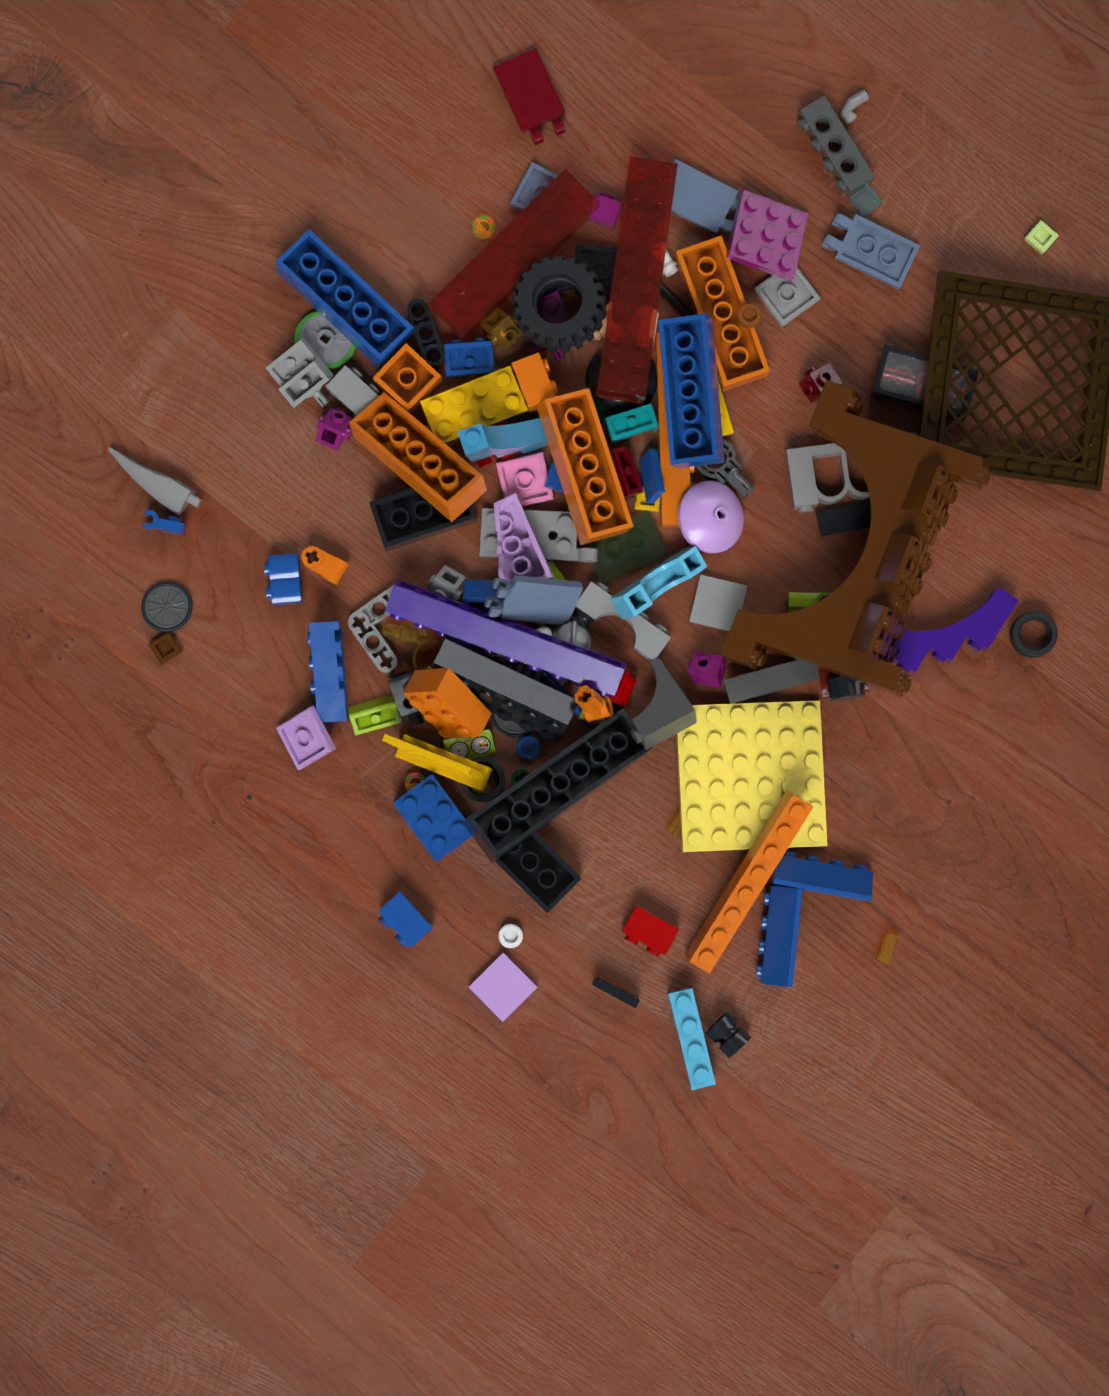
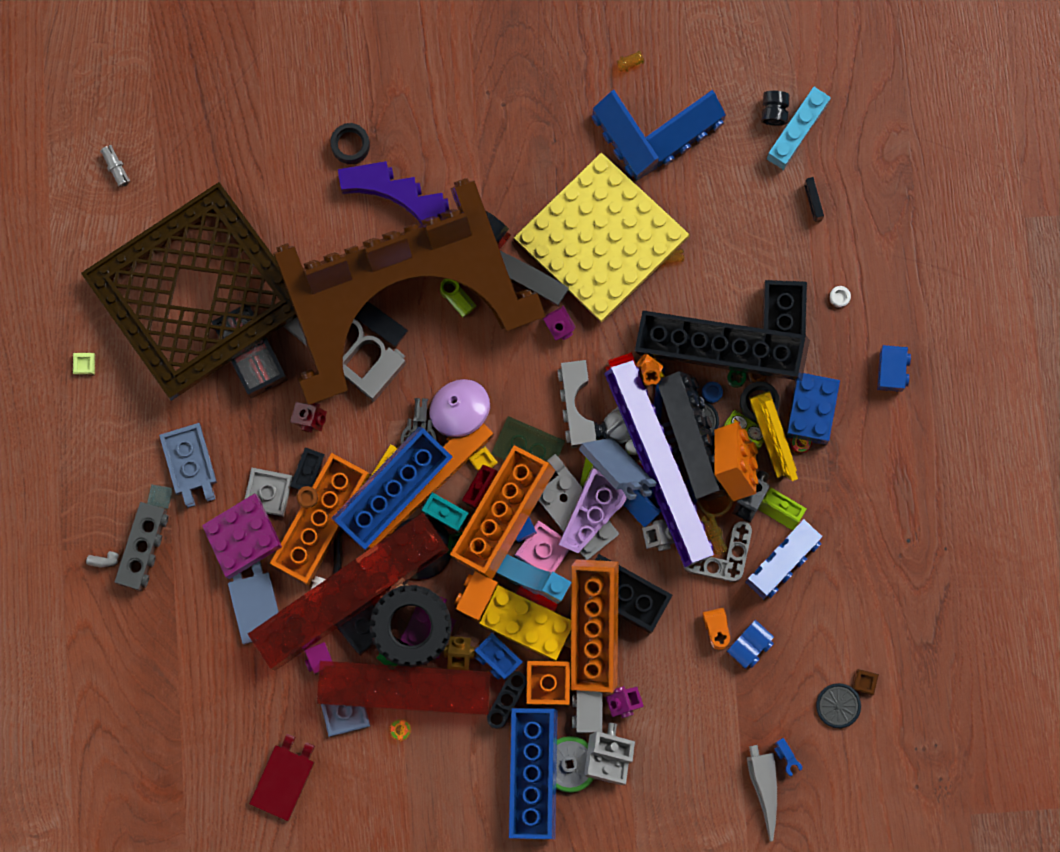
camera: 130 degrees left, 5 degrees down
(305, 738) = (838, 535): lavender tile -> none
(502, 987) = (876, 272): lavender tile -> none
(650, 931) = (756, 212): red brick -> none
(652, 476) = (467, 468): blue tile -> none
(667, 712) = (612, 318): dark grey arch -> none
(668, 574) = (512, 398): medium azure arch -> none
(717, 602) = (510, 356): light grey tile -> none
(748, 881) = (669, 177): orange brick -> none
(775, 342) = (307, 469): none -> black plate

